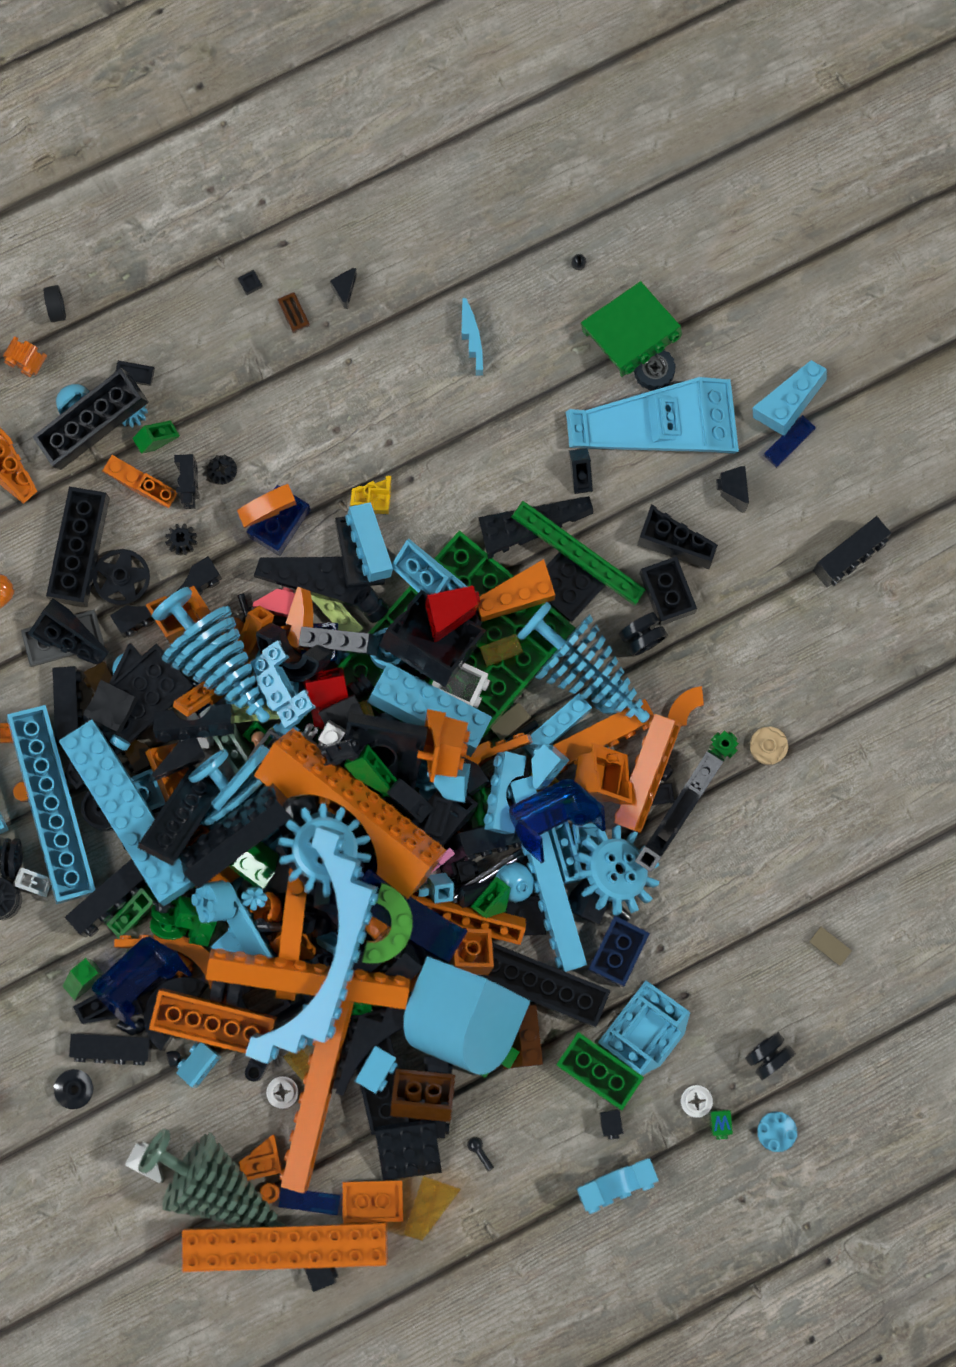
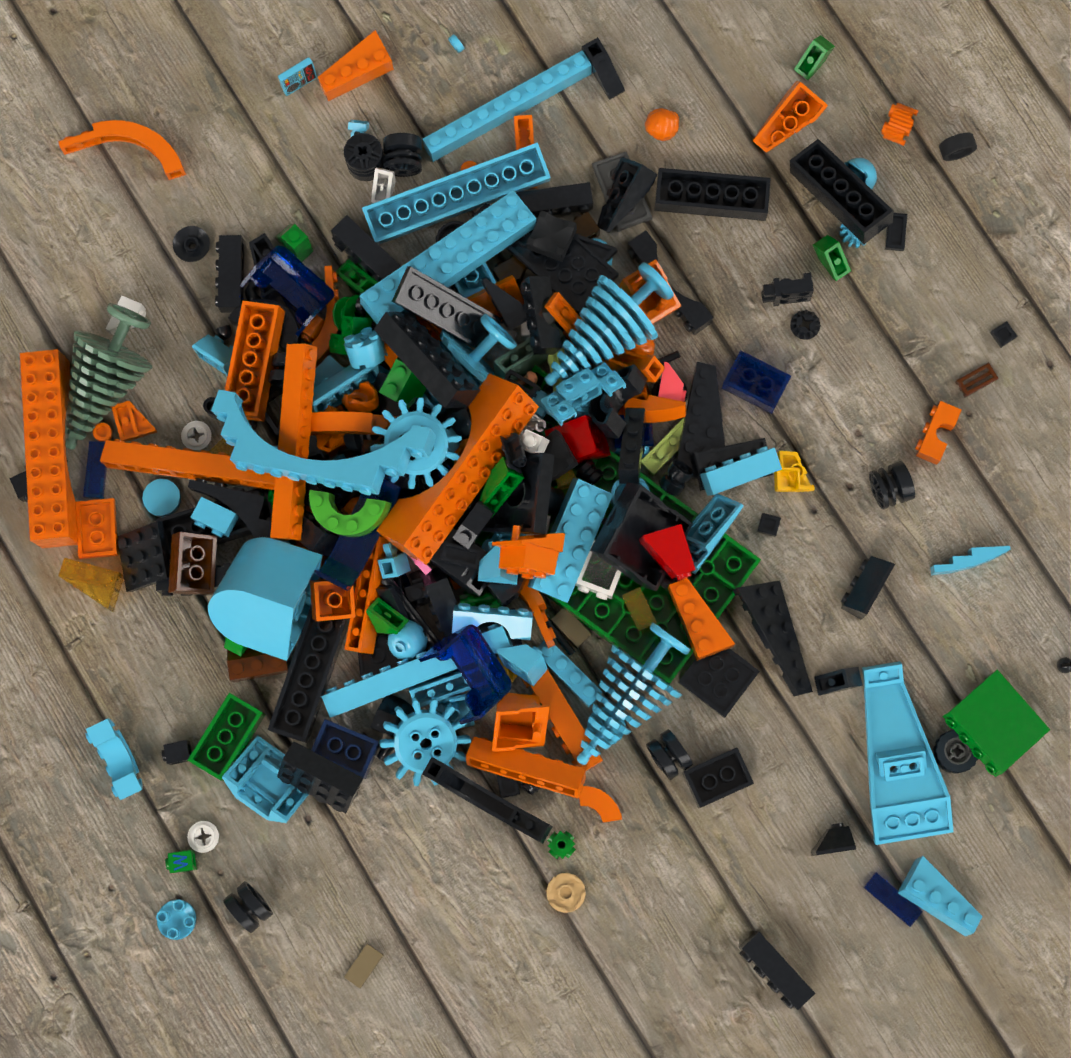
camera: 90 degrees right, 0 degrees up
(119, 742) = (517, 248): medium azure tile -> none
(121, 577) = (686, 239): black wheel -> none
(140, 482) = (784, 245): orange slope -> none
(180, 546) = (732, 297): black gear -> none
(240, 777) = (487, 361): medium azure tile -> none
(254, 897) = (371, 385): medium azure plant -> none
(263, 926) = (343, 396): black arm -> none
(266, 506) = (767, 366): orange slope -> none
(343, 286) = (1010, 427): black slope -> none
(345, 1132) = (161, 497): none -> medium azure tile
(357, 362) = (930, 447): none -> orange arch
(394, 400) = (890, 485): none -> black wheel
(422, 522) = (769, 524): none -> black tile
(475, 1145) = (154, 622): black bar -> none
(492, 434) = (866, 586): none -> black slope
(578, 553) = (748, 682): green tile -> none
(647, 977) = (319, 777): none -> black brick
(675, 539) = (773, 782): black wedge -> none

